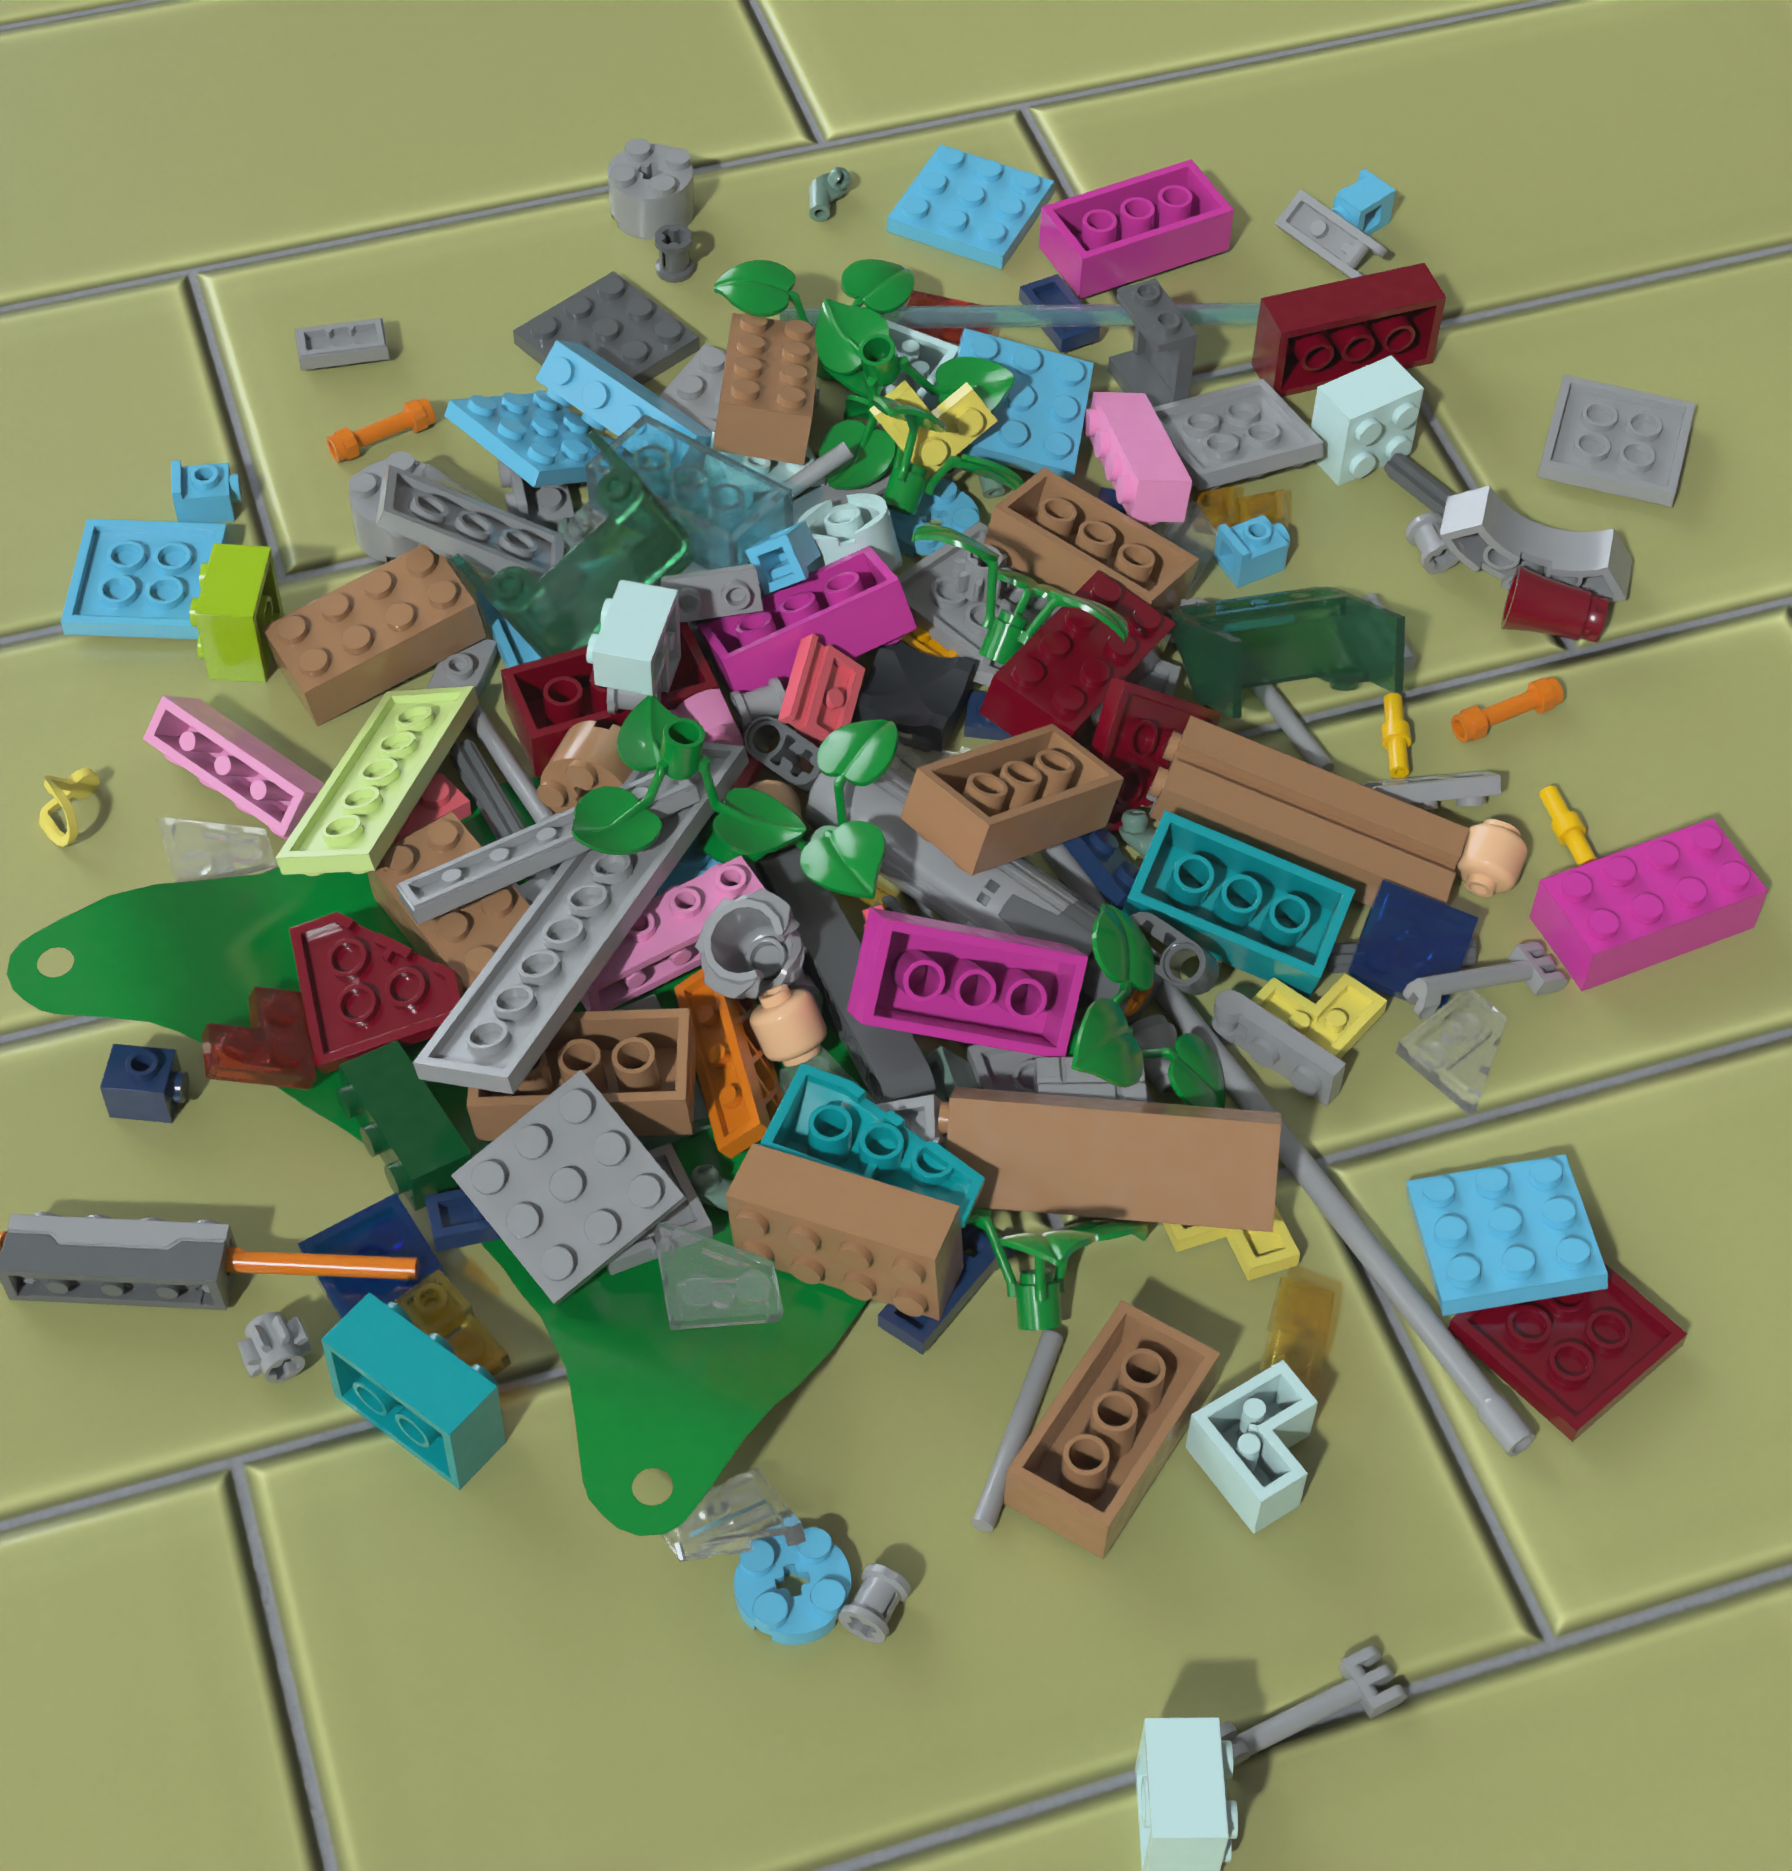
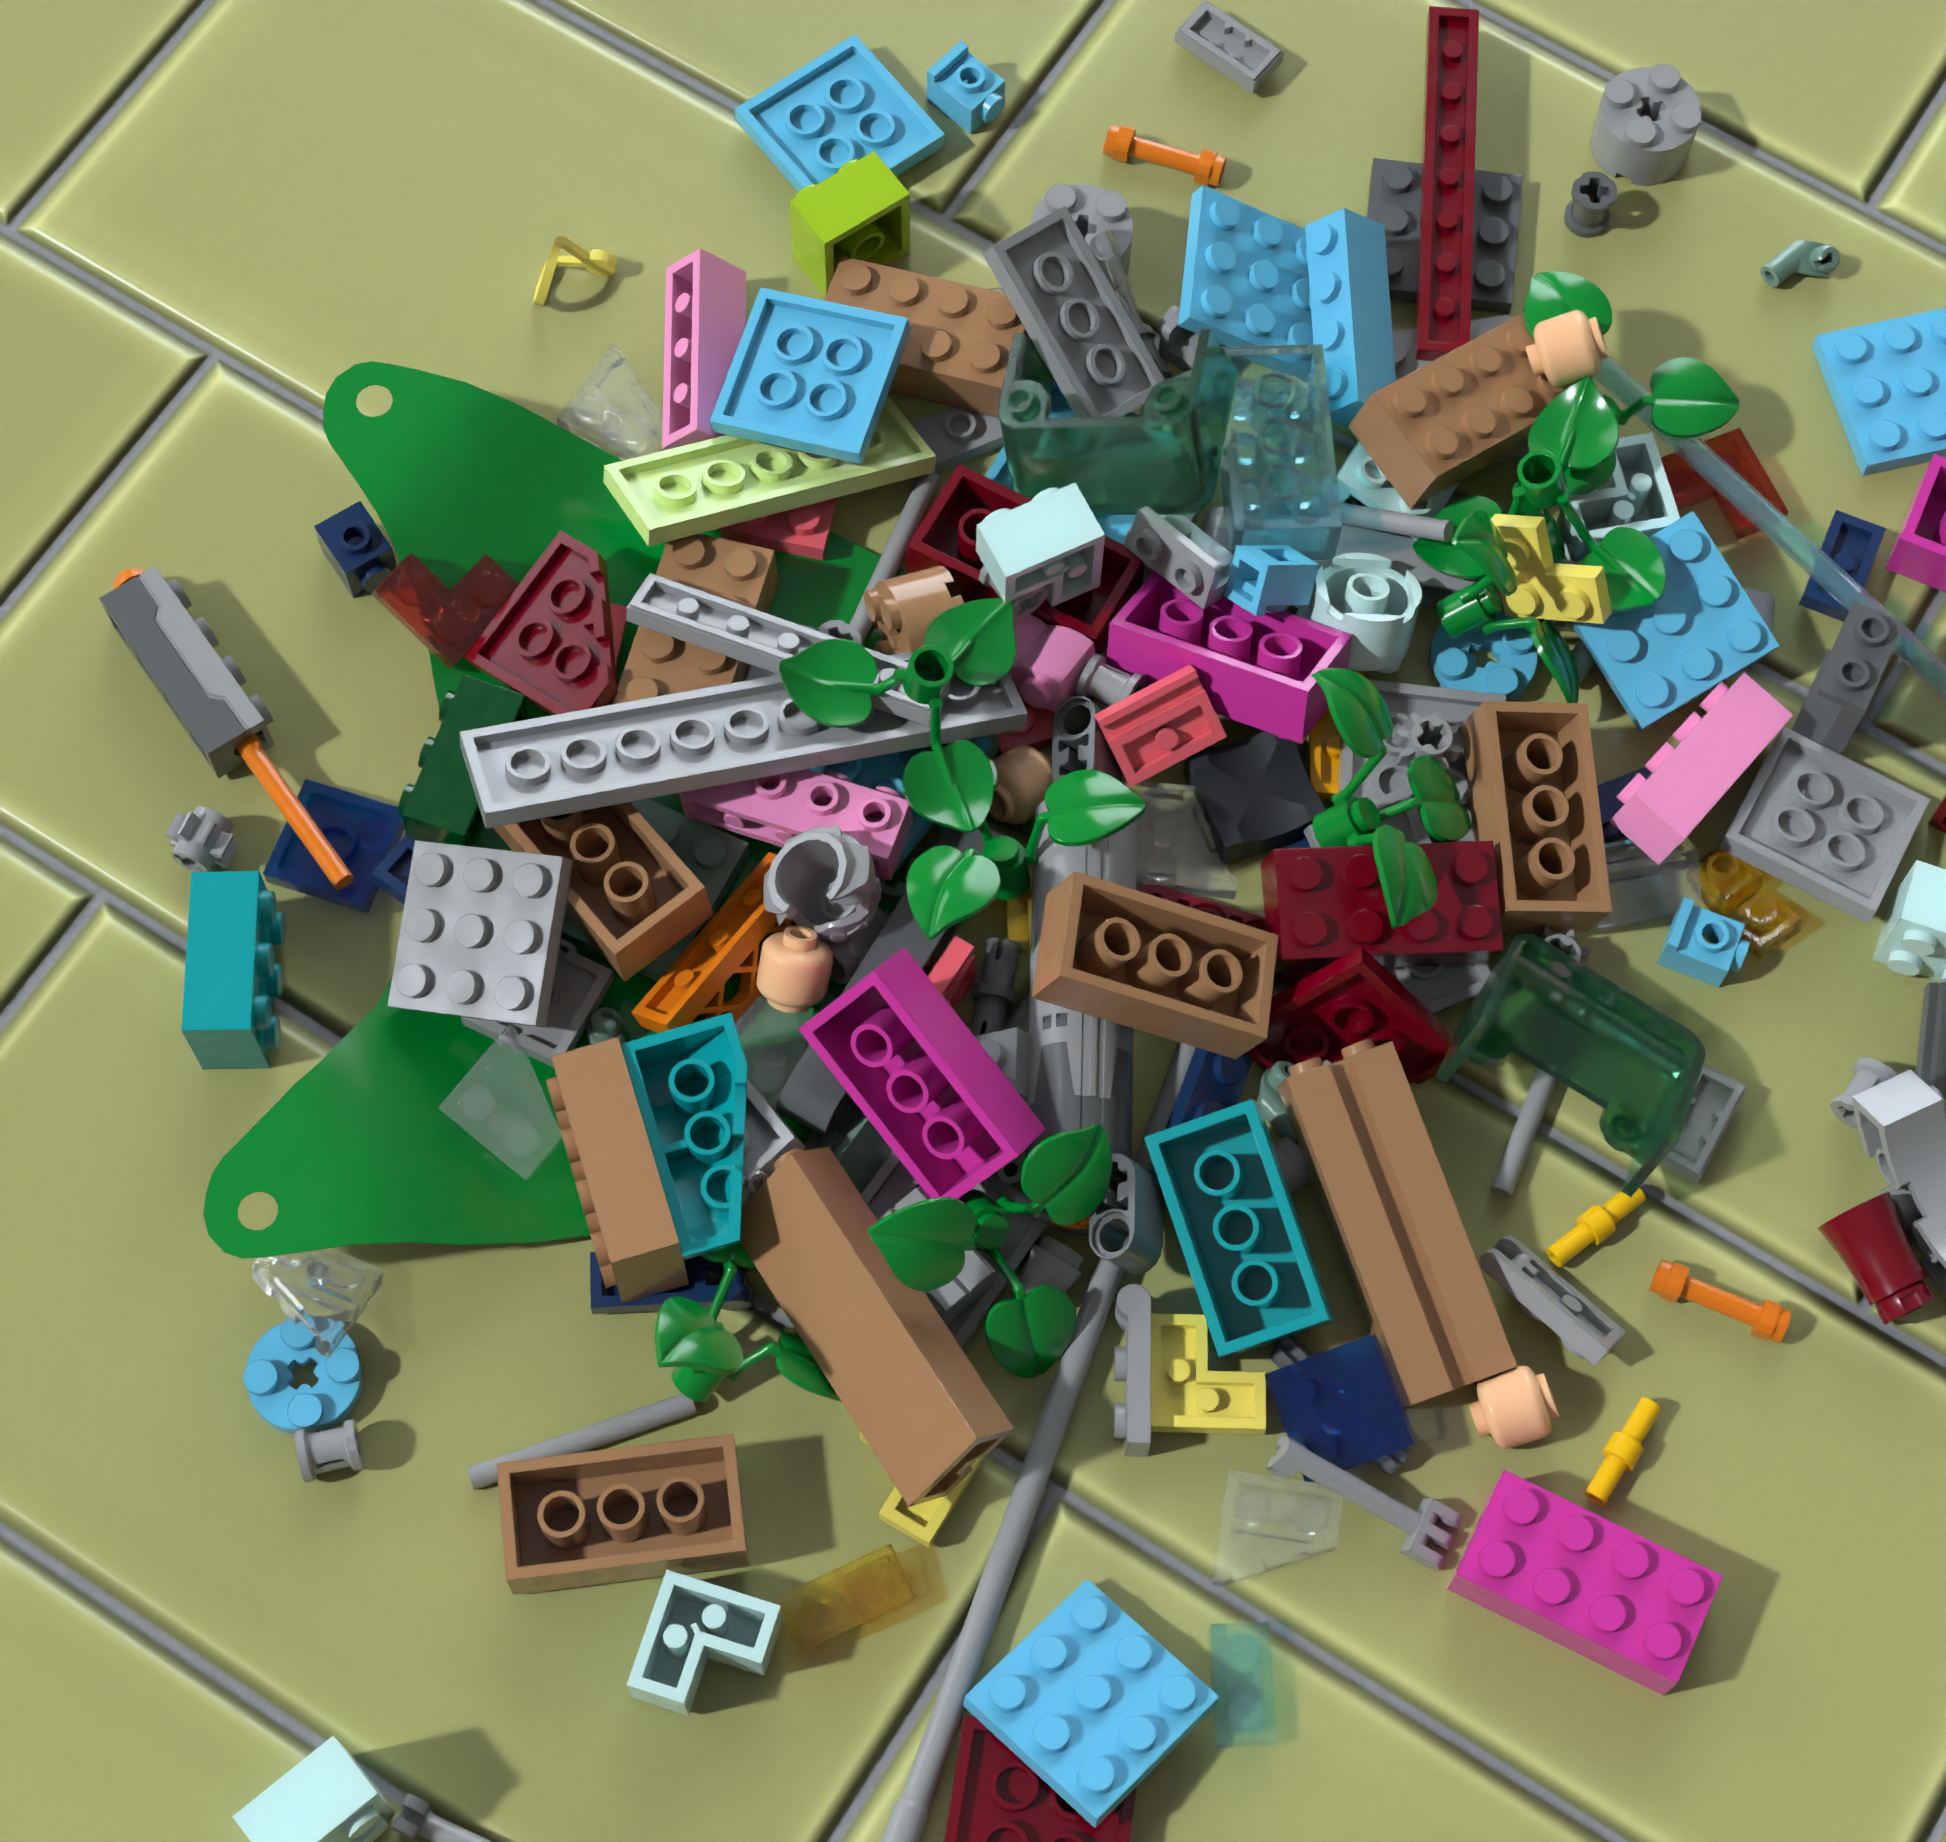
camera: 50 degrees right, 15 degrees up
(343, 696) = (810, 375): none -> medium azure plate
(441, 1309) = (322, 952): clear yellow slope -> none
(485, 789) = (846, 558): dark grey axle -> none
(586, 300) = (1447, 182): none -> dark red plate
(794, 295) = (1567, 348): none -> light nougat head
(1542, 1133) = (1244, 1684): none -> clear light blue plate

